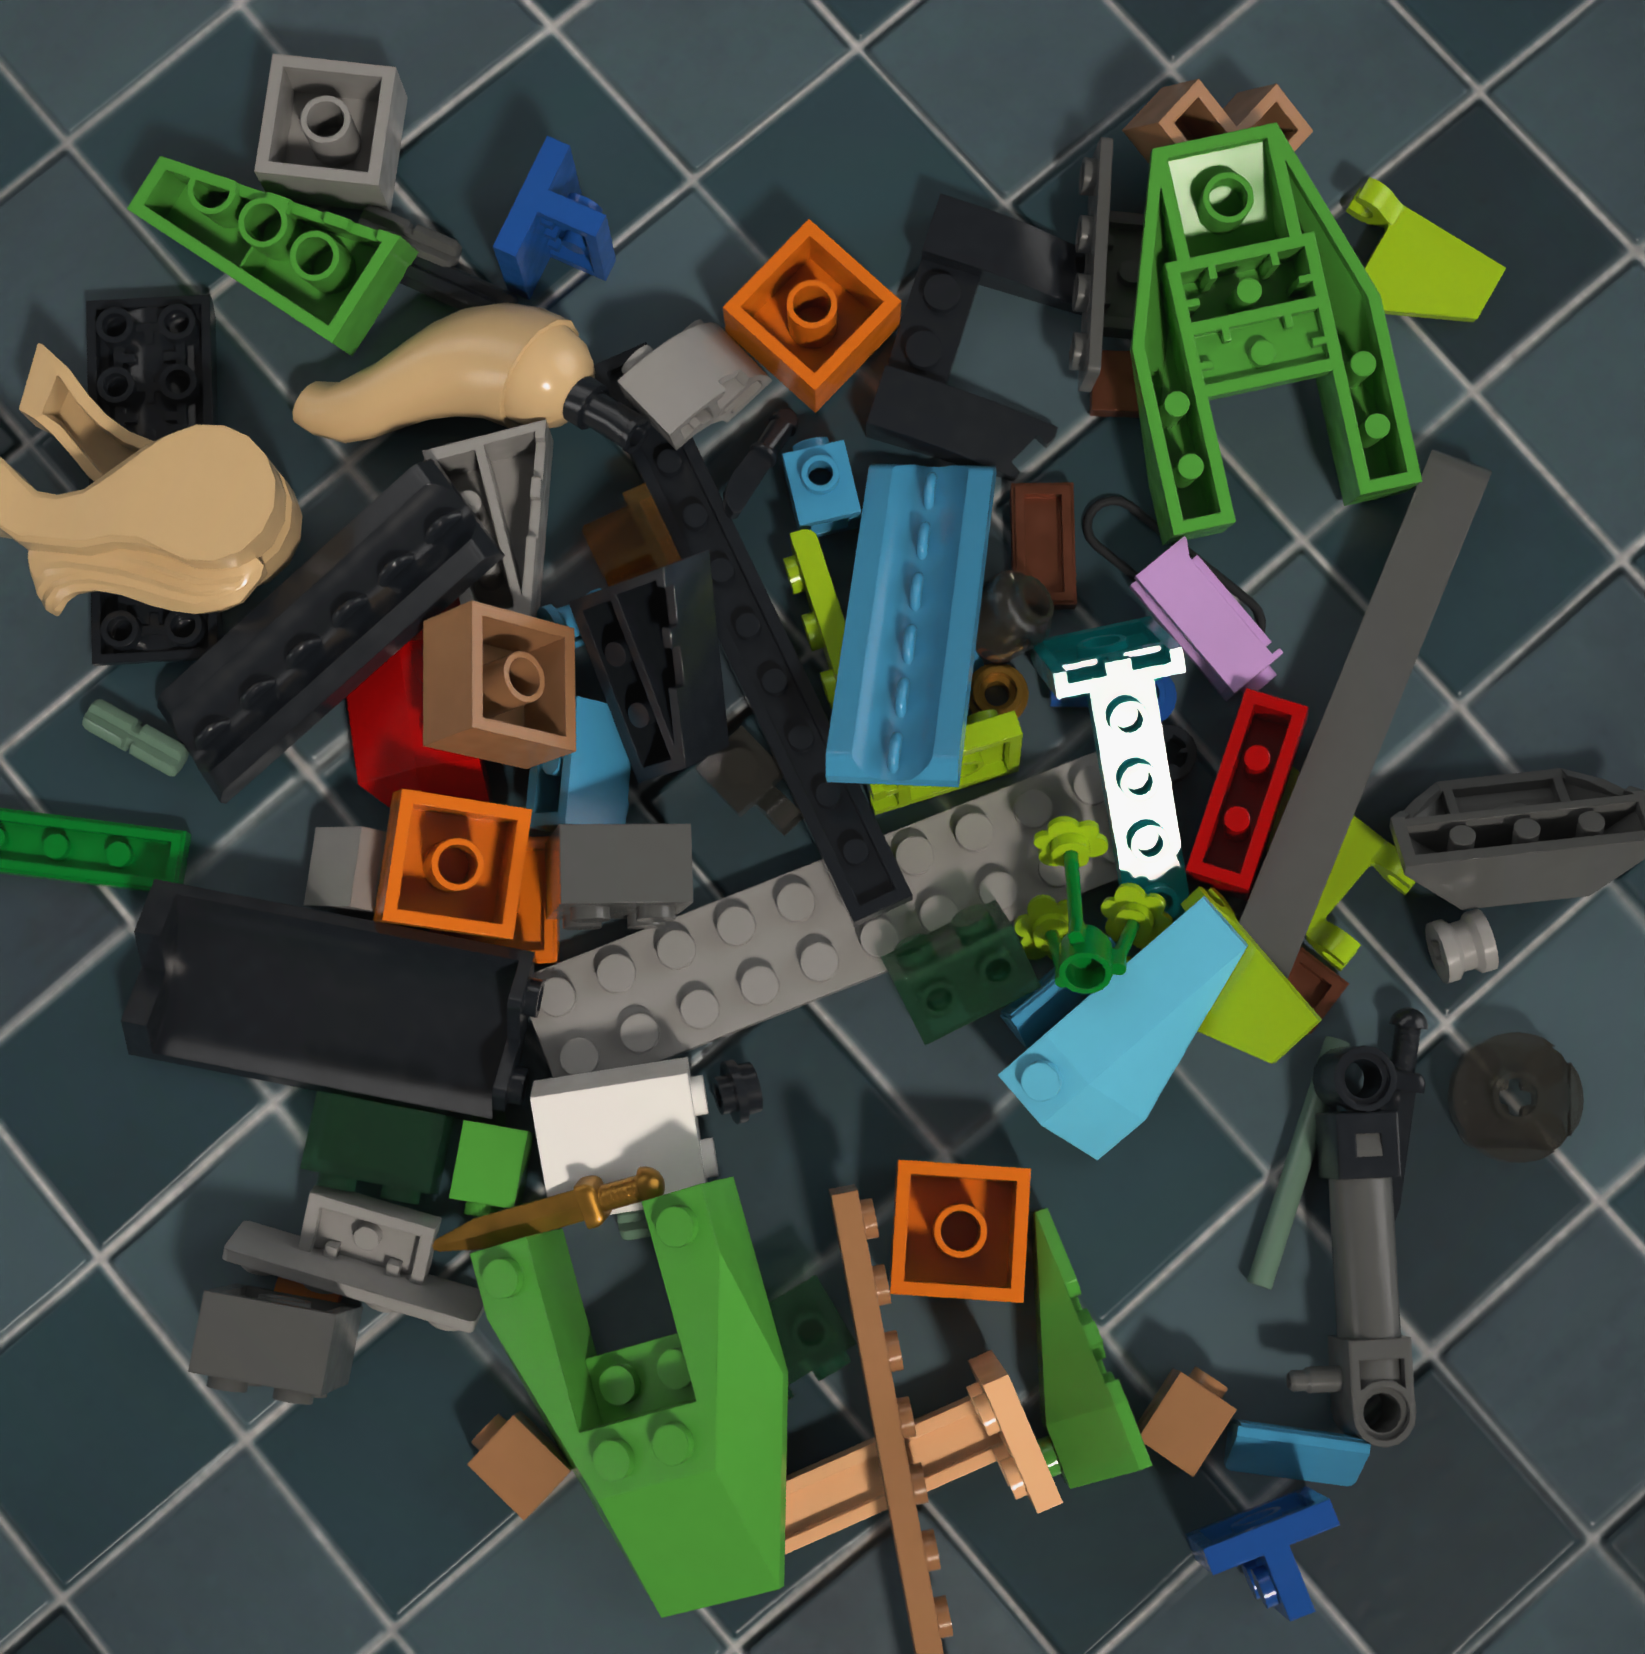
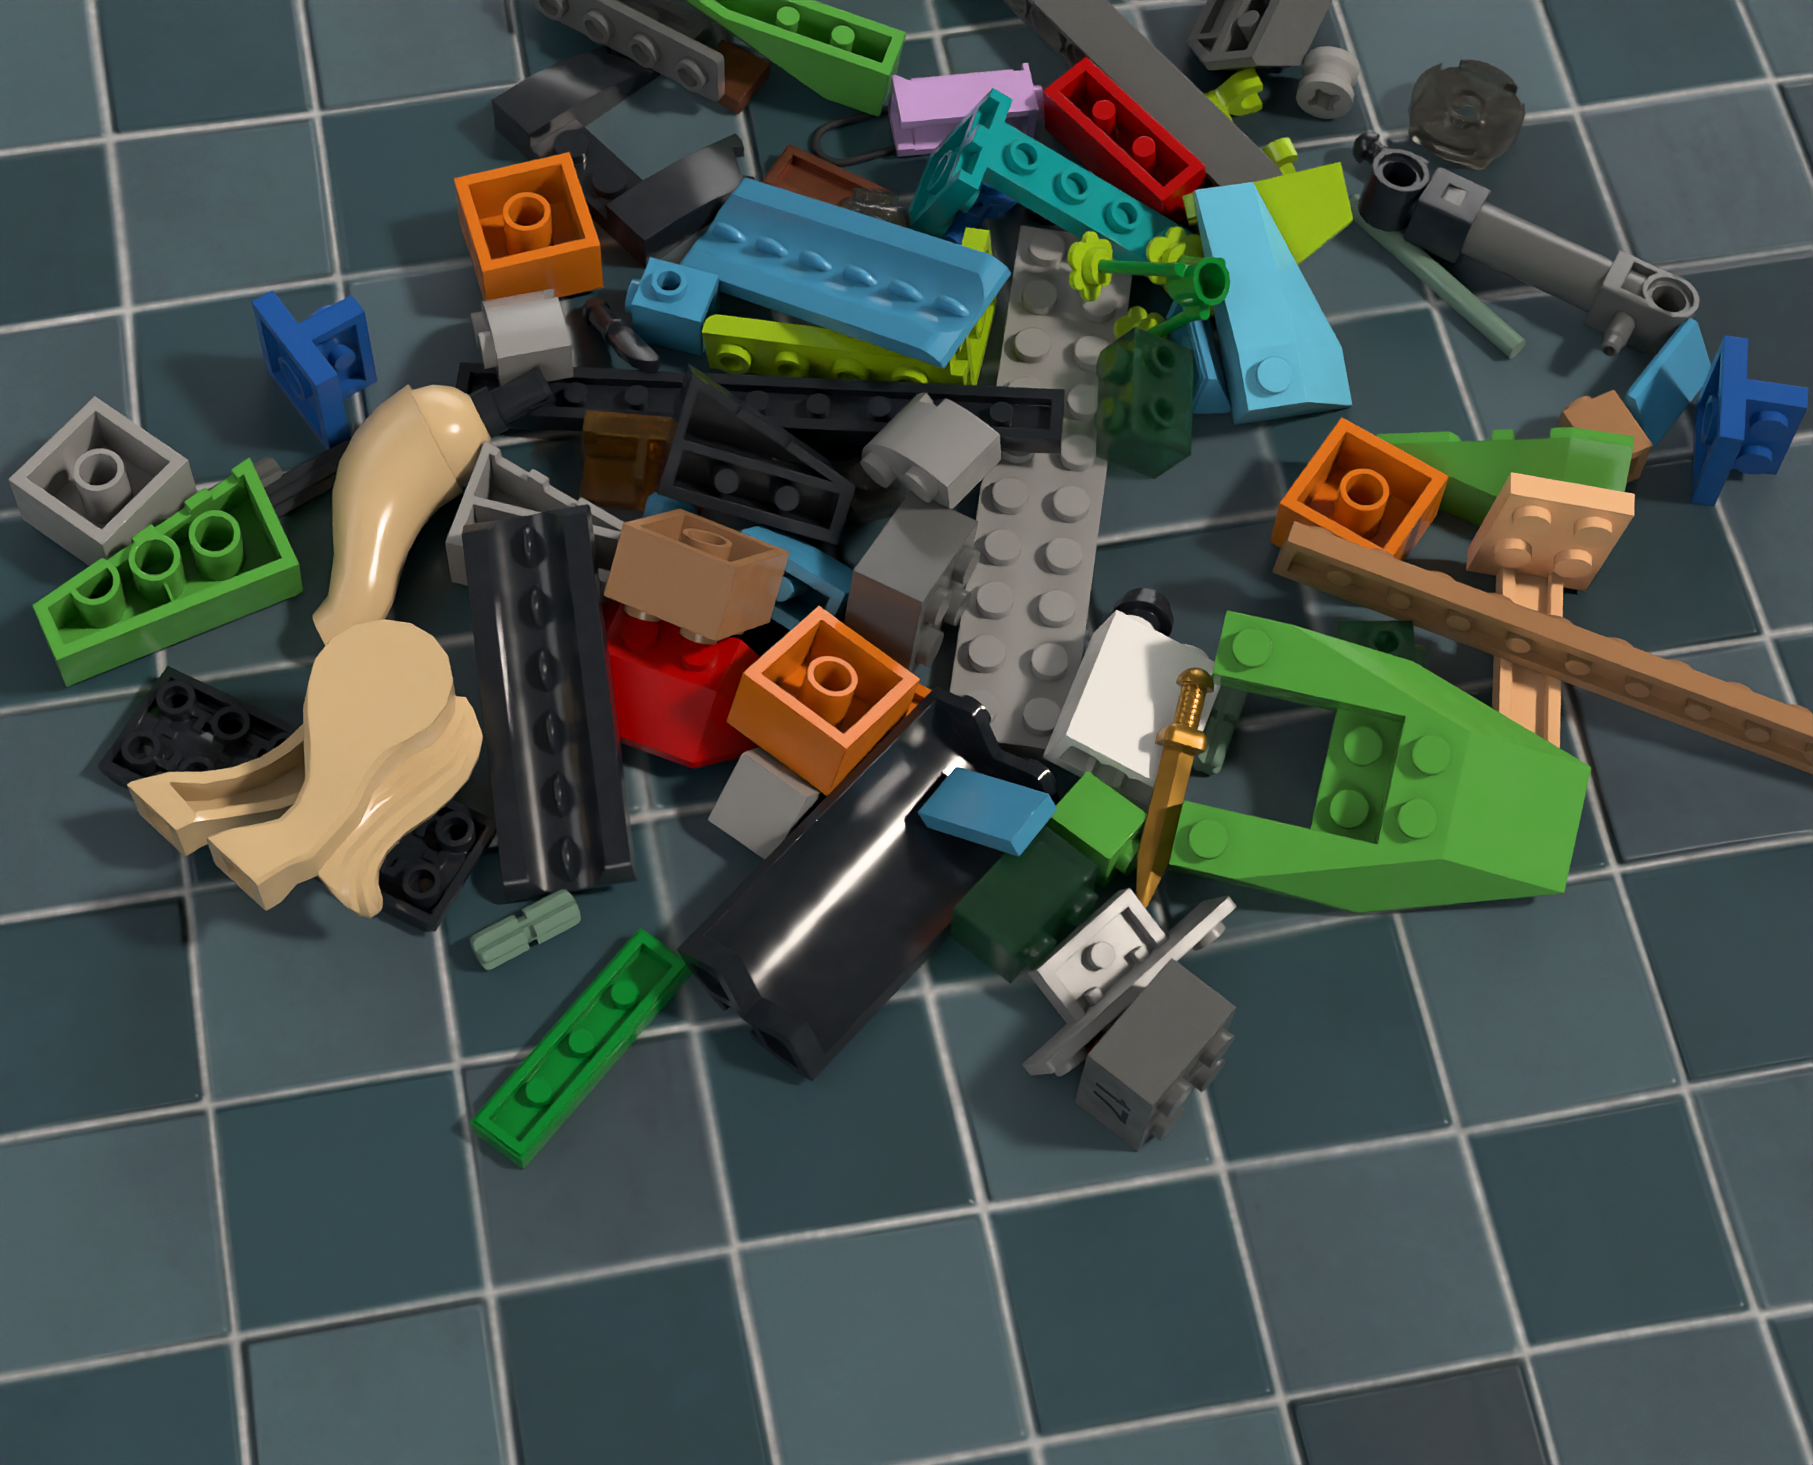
camera: 65 degrees left, 20 degrees down
(435, 1066) = (987, 811): none -> dark azure tile
(518, 1462) = (1370, 936): medium nougat brick -> none
(742, 817) = (933, 451): none -> light grey brick

